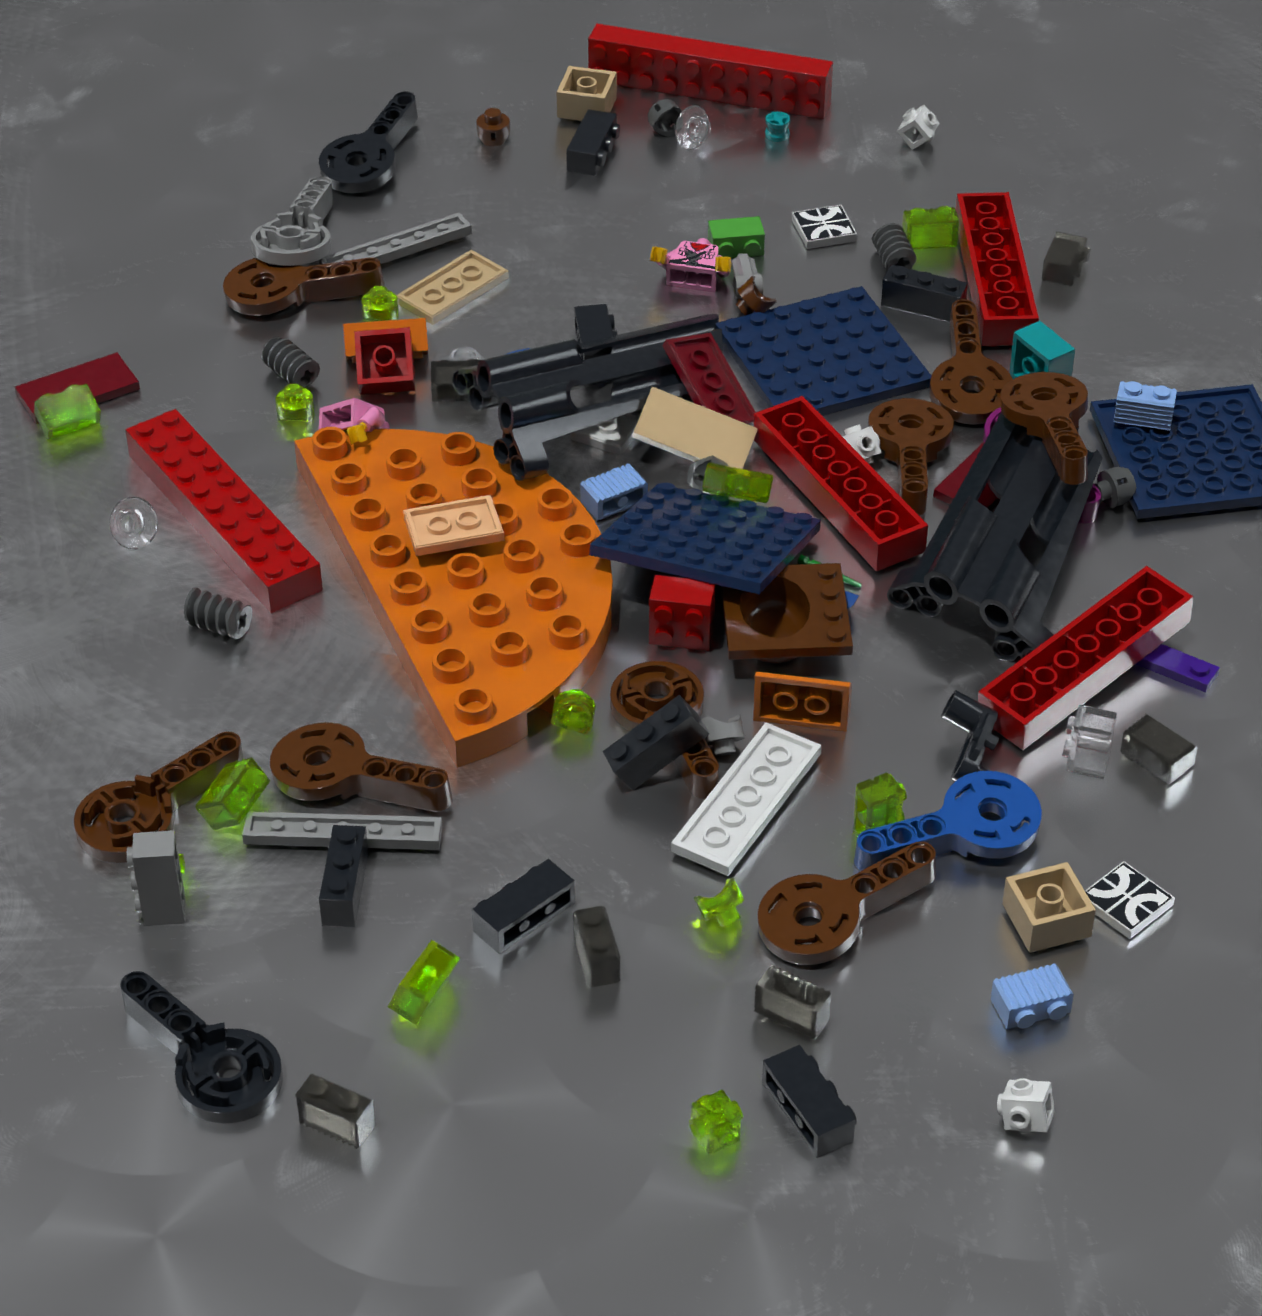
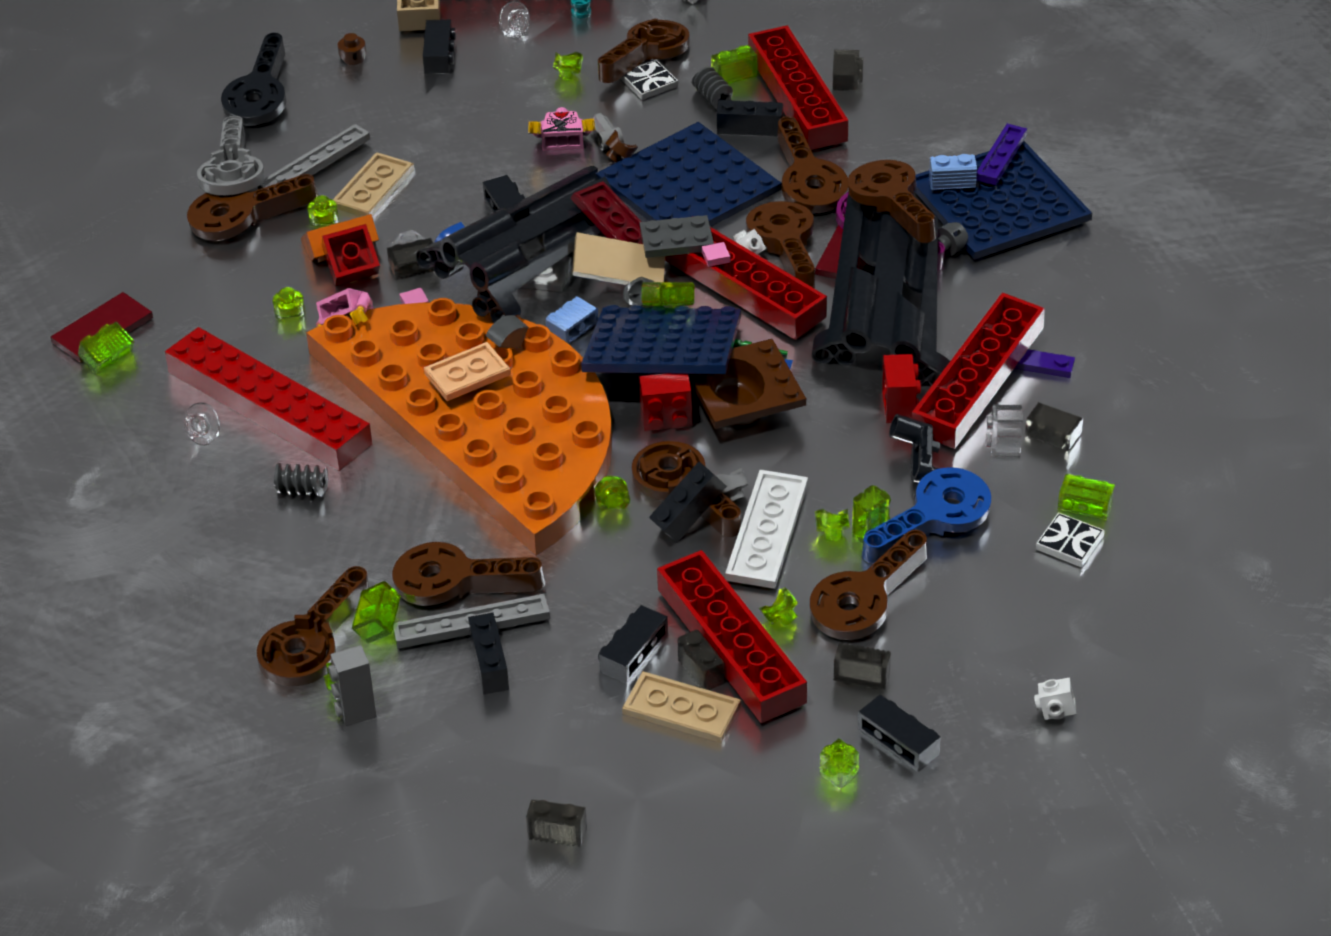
camera: 15 degrees left, 0 degrees up
(204, 1053) = (435, 807): black beam -> none
(290, 362) = (270, 271): dark grey piece -> none
(423, 982) = (584, 715): clear neon green brick -> none
(442, 424) = (413, 296): none -> bright pink tile
(519, 488) = (508, 332): none -> dark grey brick
(553, 1000) = (681, 707): none -> tan tile
(647, 926) = (751, 656): none -> red brick
(663, 115) = (486, 13): dark grey piece -> none
(733, 190) = (568, 64): none -> clear neon green piece
(737, 236) = (586, 100): bright green brick -> none
(772, 415) = (675, 236): none -> dark grey plate
(802, 701) = (781, 448): orange slope -> none
(810, 447) = (715, 254): none -> bright pink tile
(828, 811) = (832, 523): none -> clear neon green piece
(850, 183) = (644, 42): none -> reddish brown beam
(977, 654) = (899, 385): none -> red brick
(1031, 996) = (1029, 623): light blue brick -> none
(1040, 350) = (859, 146): teal brick -> none
(1048, 907) = (1019, 556): tan brick -> none
(1166, 848) = (1086, 496): none -> clear neon green brick
(1215, 396) = (1001, 154): none -> dark purple plate

